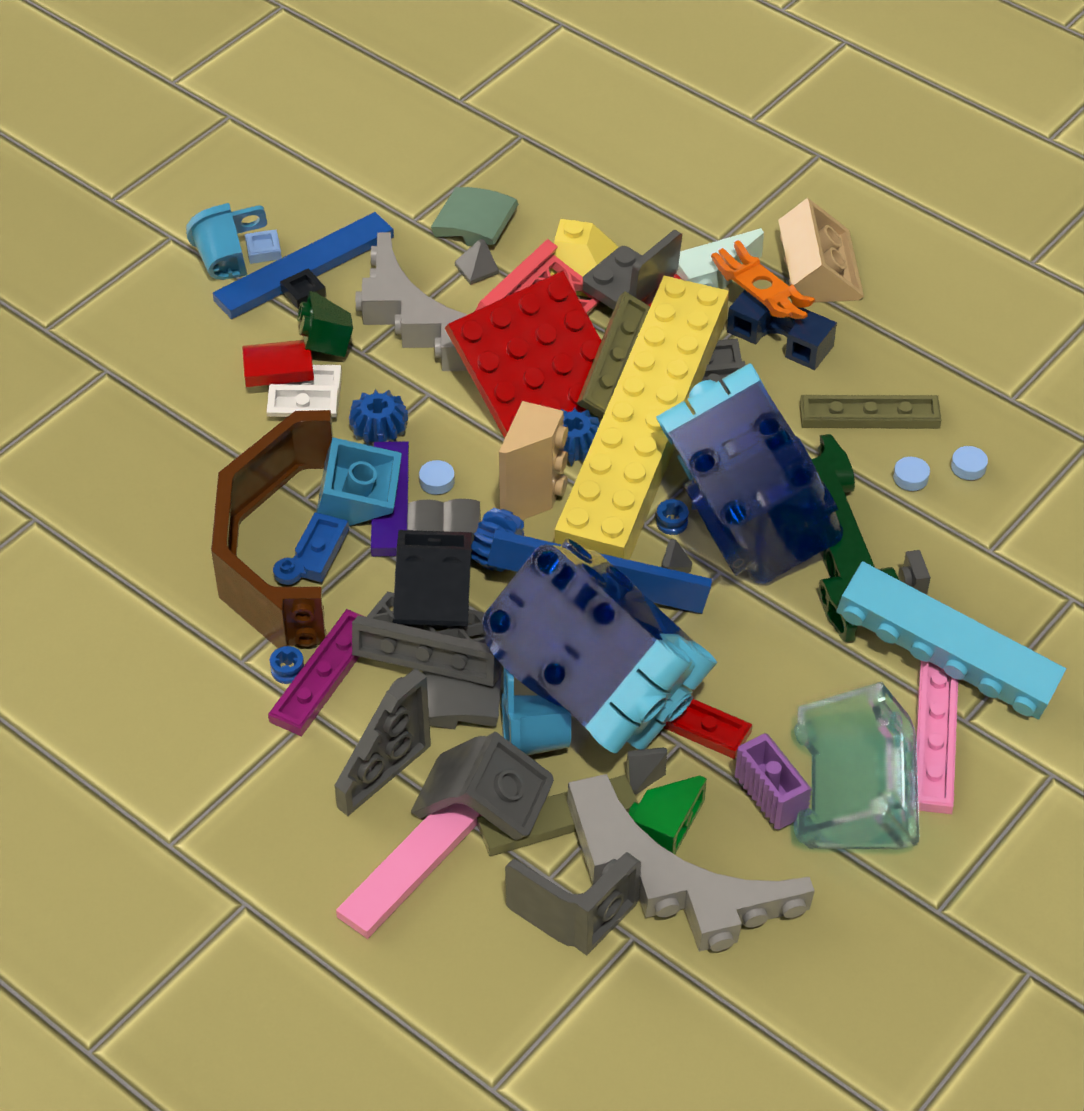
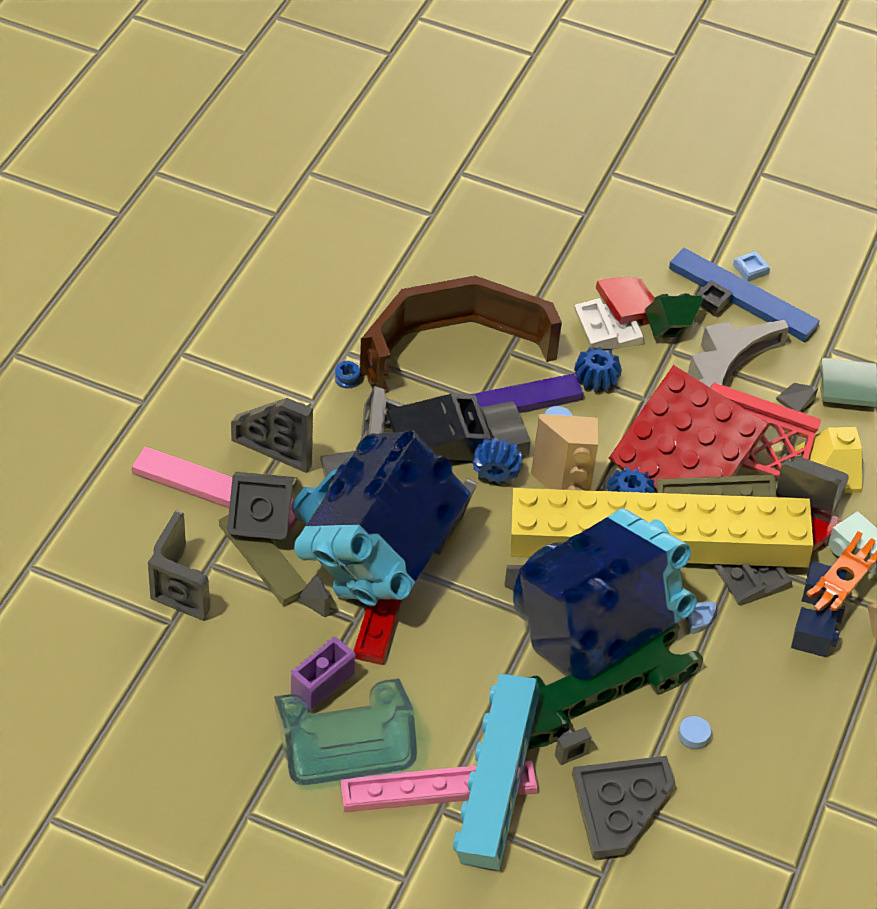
camera: 70 degrees right, 0 degrees up
(217, 241) = (733, 237): dark azure container -> none
(314, 550) = (455, 363): blue hinge -> none
(317, 679) = (337, 393): magenta tile -> none
(358, 481) = (520, 364): dark azure slope -> none
(656, 583) = (485, 528): blue tile -> none
(670, 811) = (276, 618): green slope -> none
(712, 901) = (231, 591): light grey arch -> none
(870, 411) = (756, 693): olive tile -> none
(969, 463) = (725, 774): light blue tile -> none
(992, 557) = (620, 800): none -> dark grey plate

